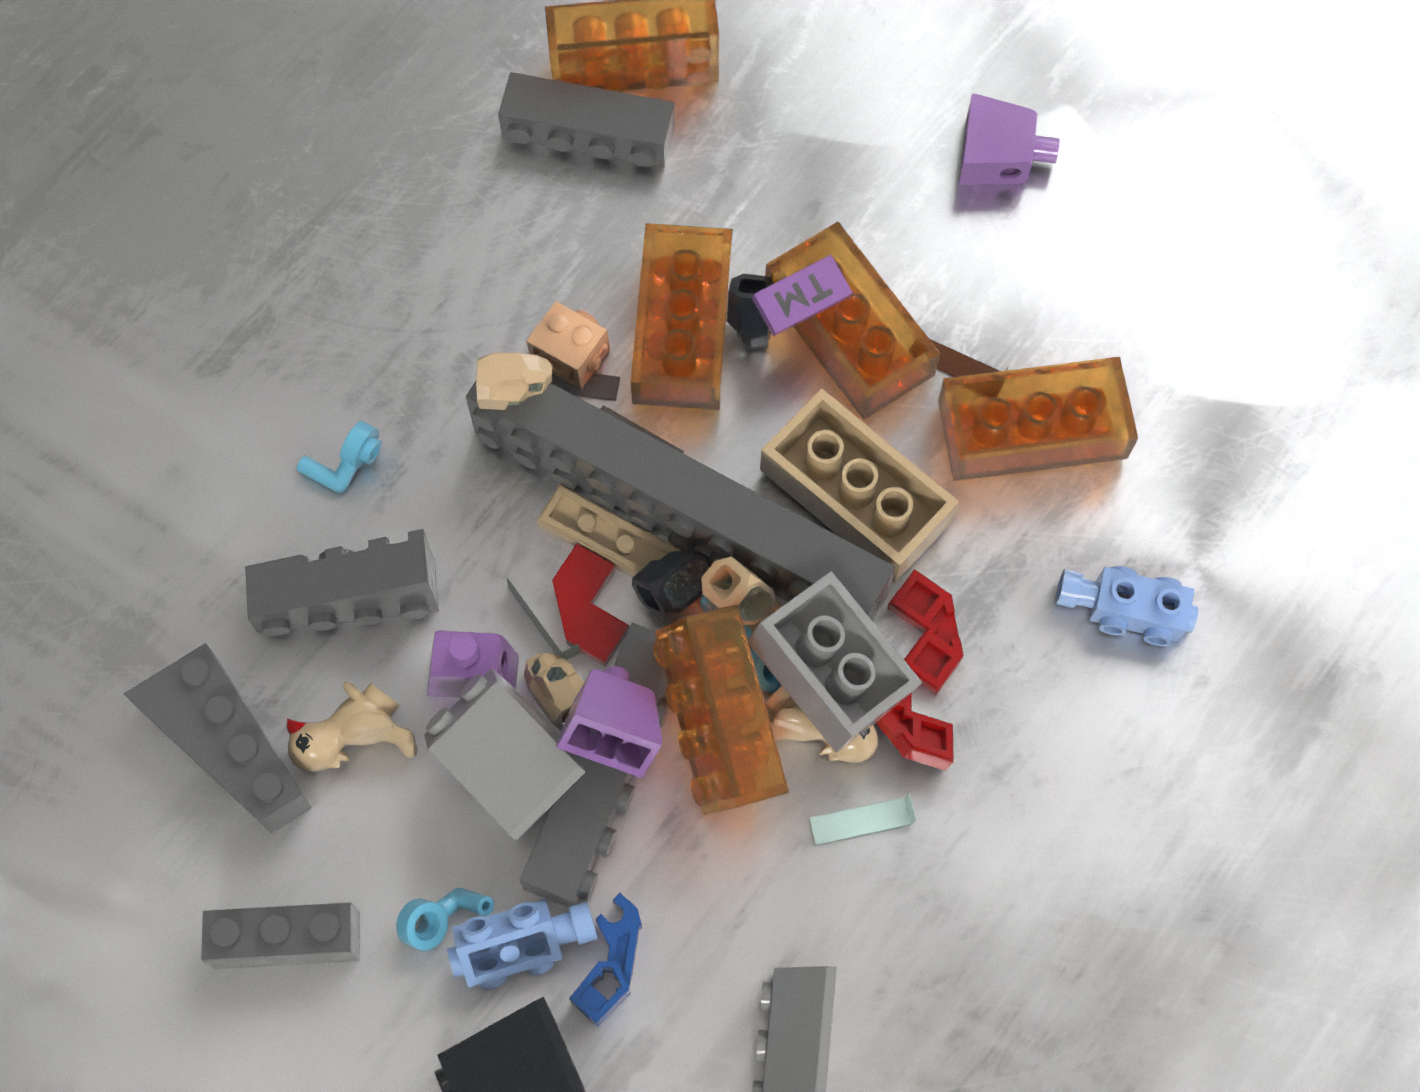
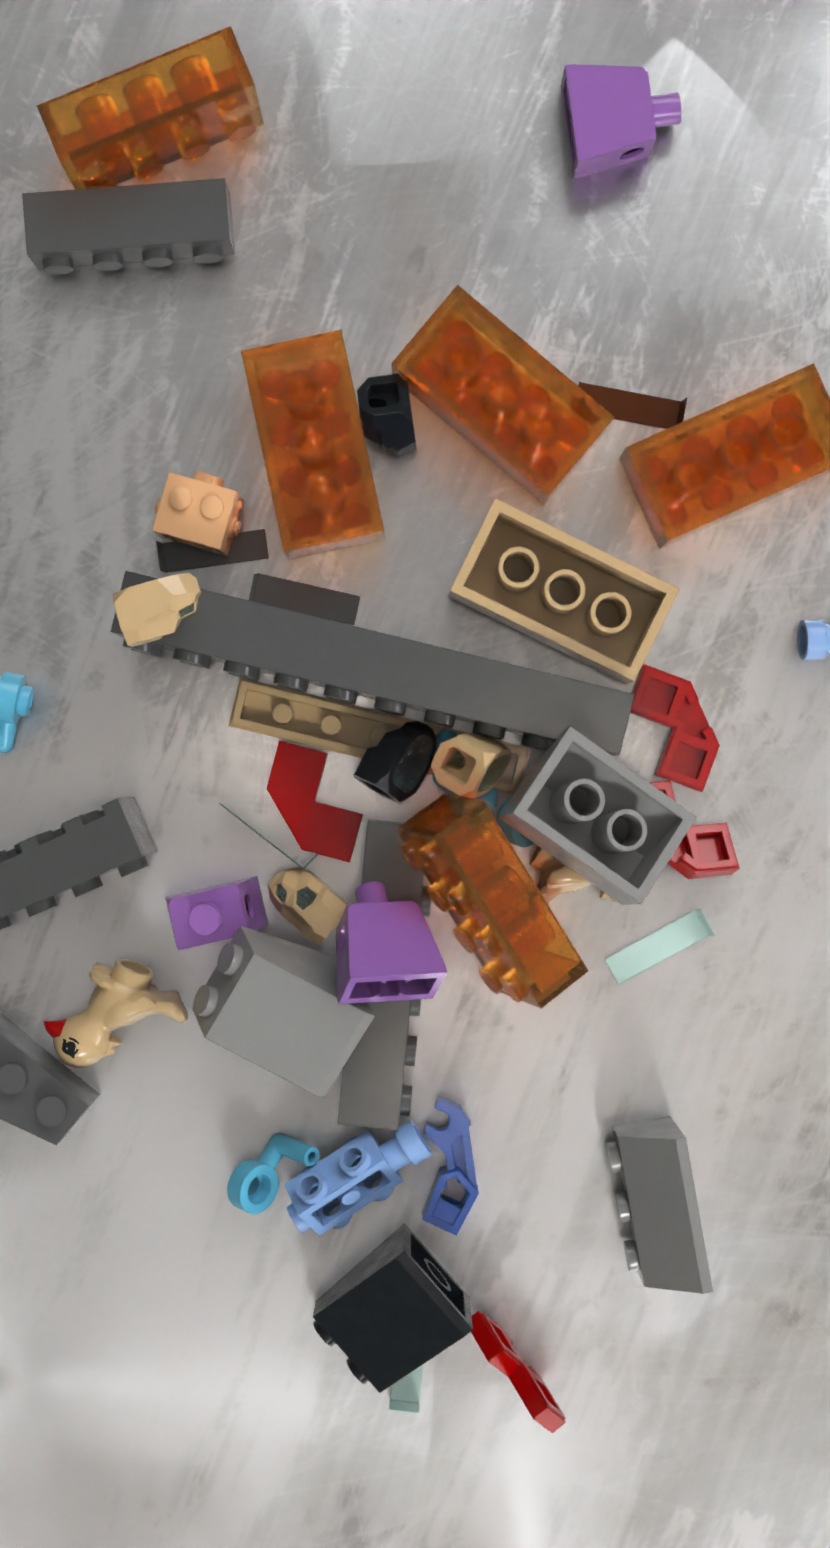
camera: 15 degrees left, 20 degrees up
(281, 935) = (117, 1241): dark grey brick -> none
(802, 295) = (445, 395): medium lavender tile -> none

